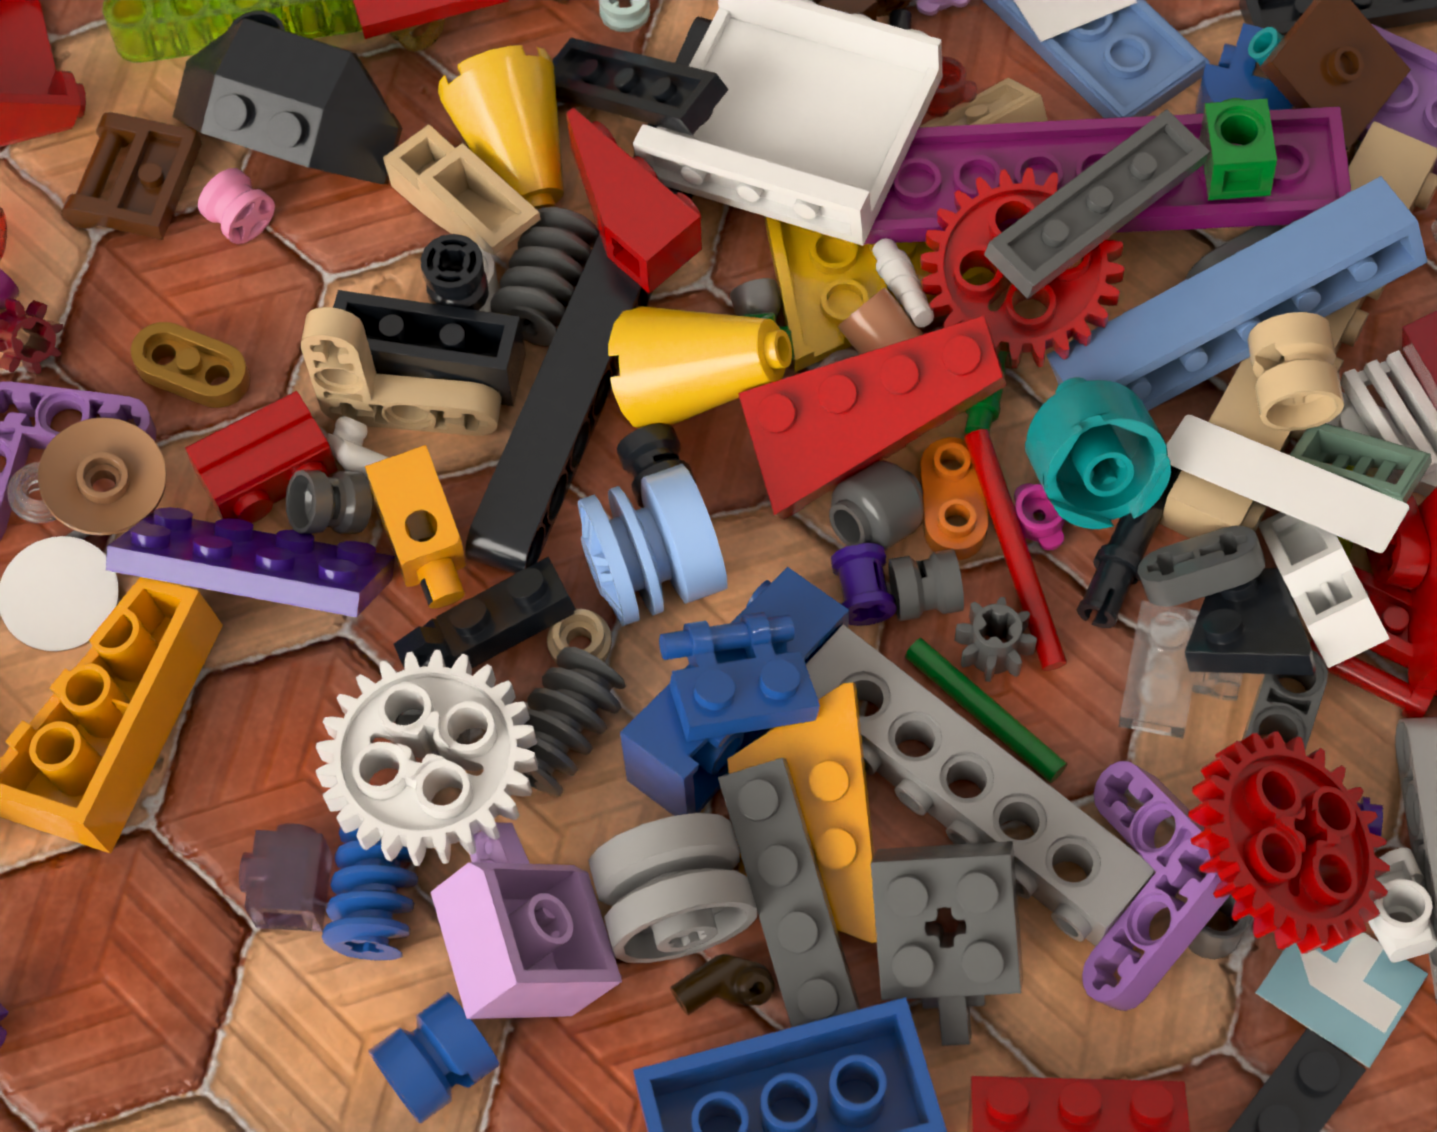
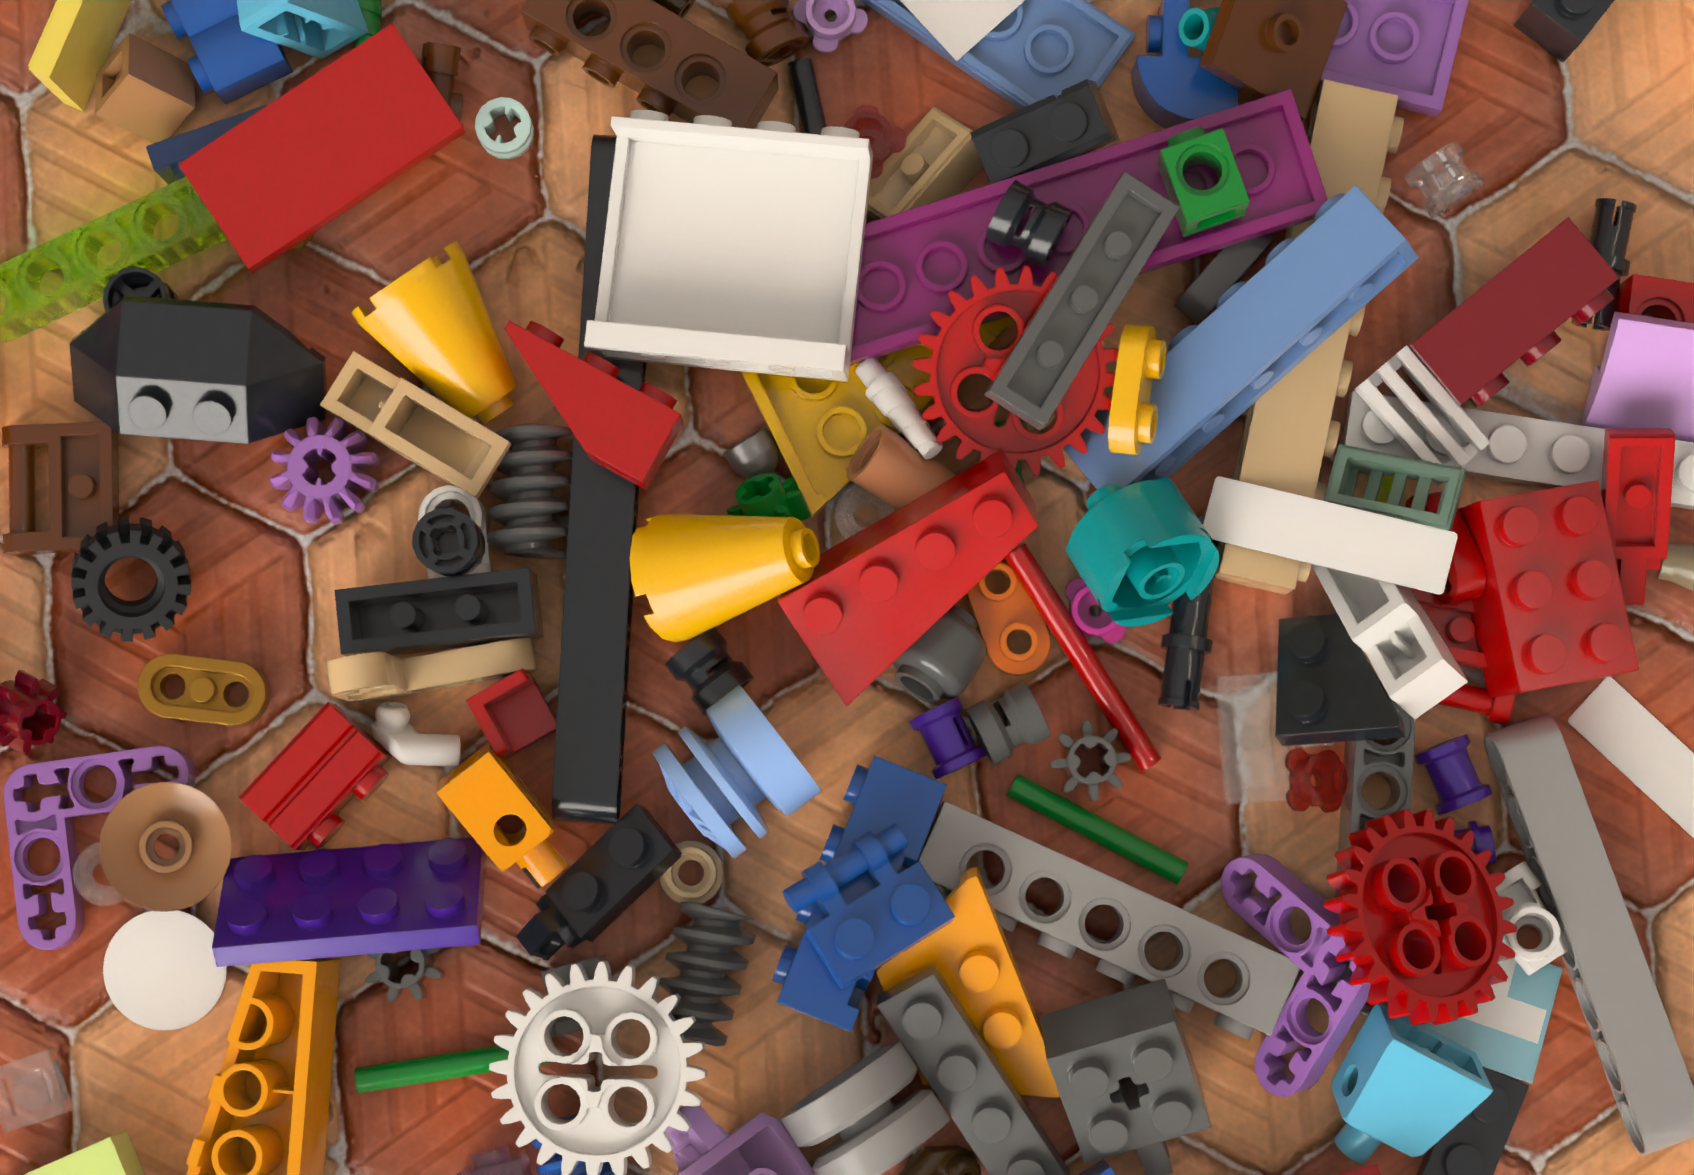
camera: 20 degrees left, 20 degrees up
(162, 214) = (125, 616): none -> black tyre
(236, 206) = (184, 497): bright pink wheel -> none
(259, 747) = (428, 1068): none -> green bar
(280, 640) = (389, 971): none -> dark grey gear
(325, 501) = (404, 806): dark grey wheel -> none
(367, 216) = (302, 473): none -> medium lavender gear
(461, 450) = (513, 713): none -> red panel
(636, 86) = (557, 258): black plate -> none
(1064, 143) = (1042, 229): none -> black wheel
(1104, 91) = (1046, 132): none -> black brick
(1122, 308) = (1138, 363): none -> yellow plate
(1201, 566) = (1268, 635): dark grey beam -> none
(1226, 710) = (1329, 777): none -> clear red plate
(1231, 1019) = (1403, 1087): none -> medium azure torso
(1295, 371) = (1315, 416): tan wheel -> none
(1356, 746) = (1452, 774): none -> dark purple bush

